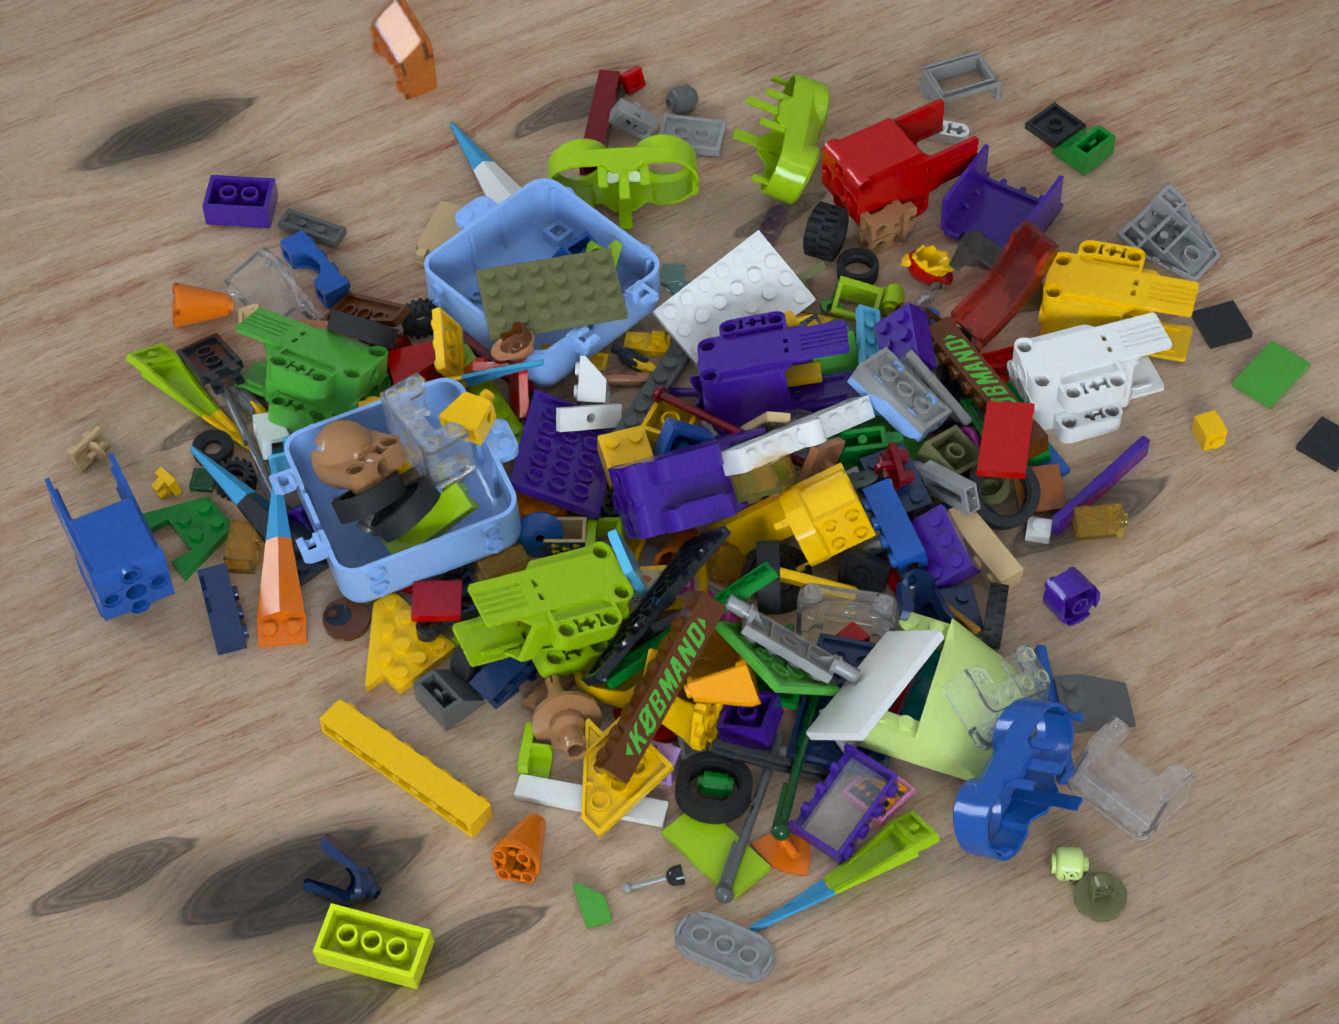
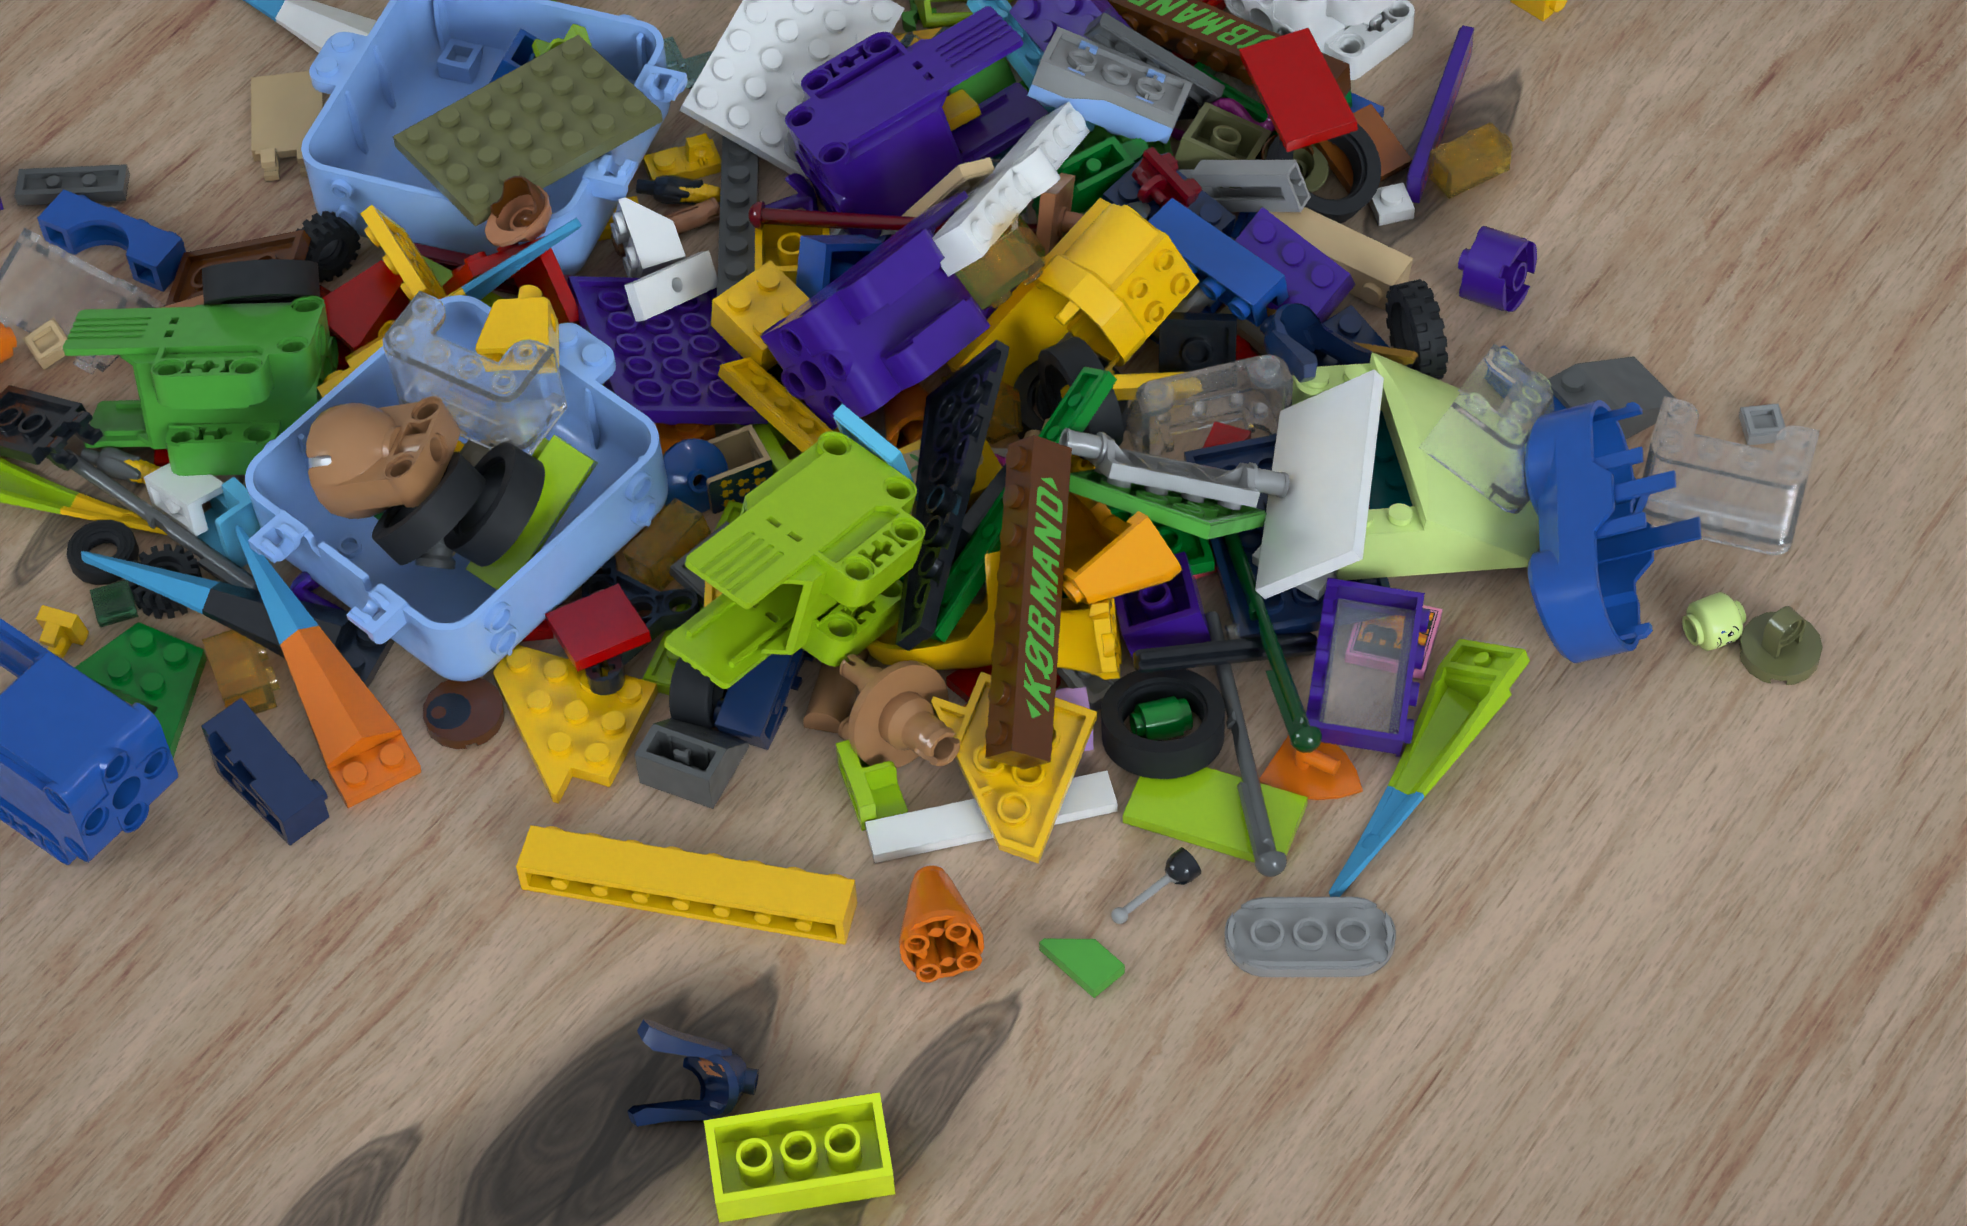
camera: 25 degrees left, 0 degrees up
(602, 507) = (773, 402): none -> yellow tile
(1177, 755) = (1761, 423): none -> light grey tile

